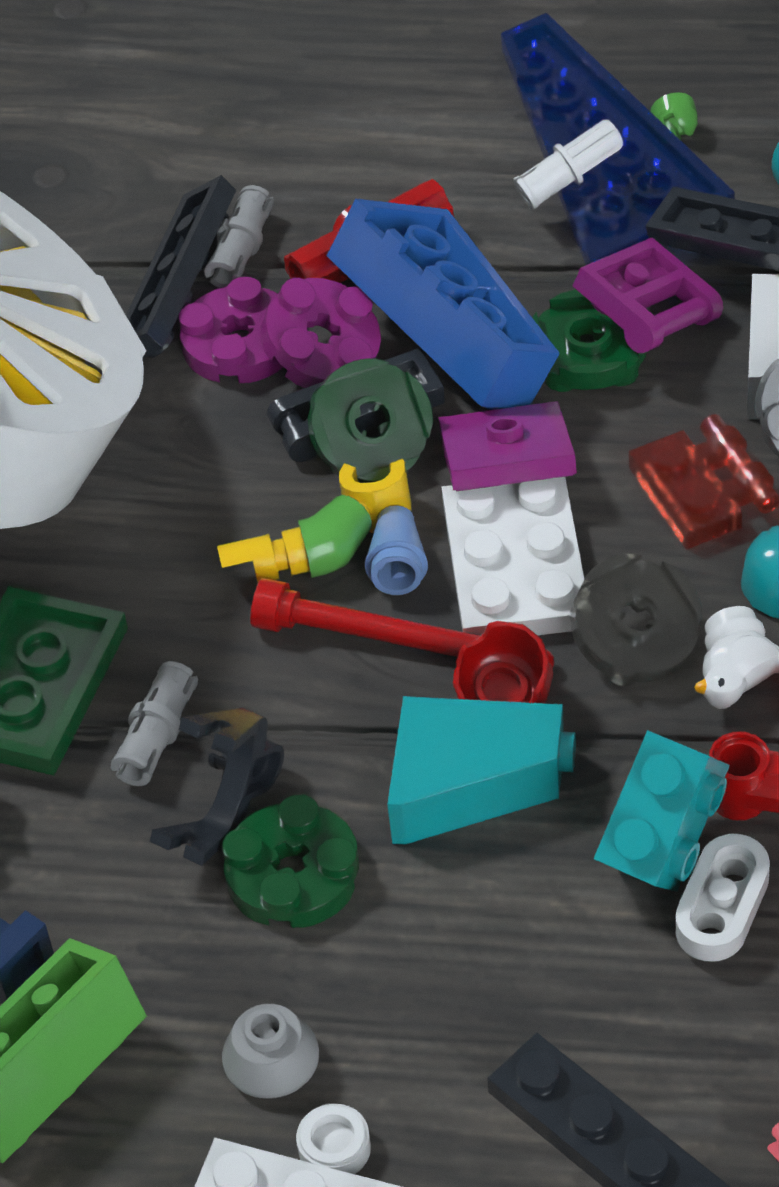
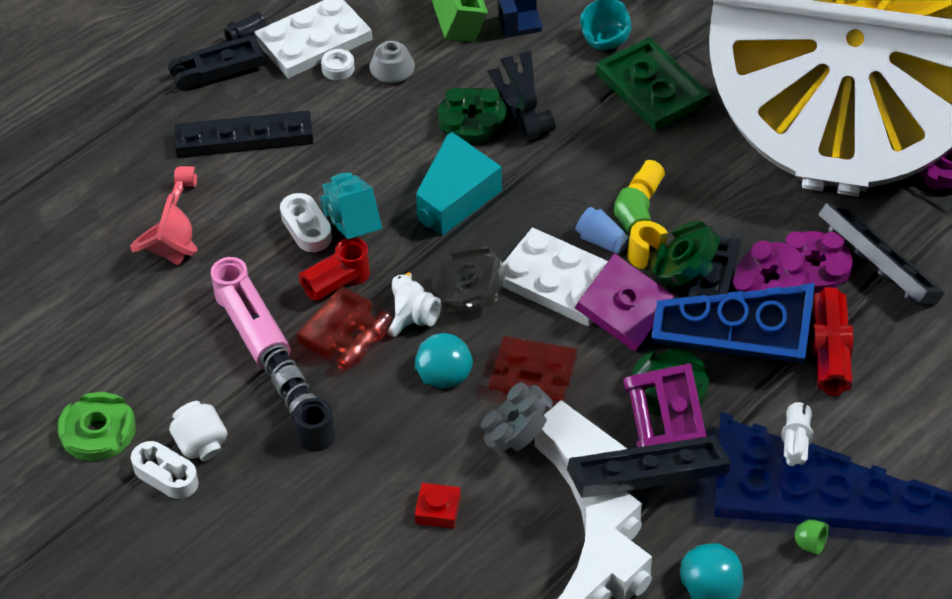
camera: 125 degrees right, 0 degrees up
(154, 723) = (587, 108): light grey pin -> none
(239, 236) = (888, 297): light grey pin -> none
(280, 607) = (612, 177): red piece -> none
(504, 666) = (486, 219): red hair -> none

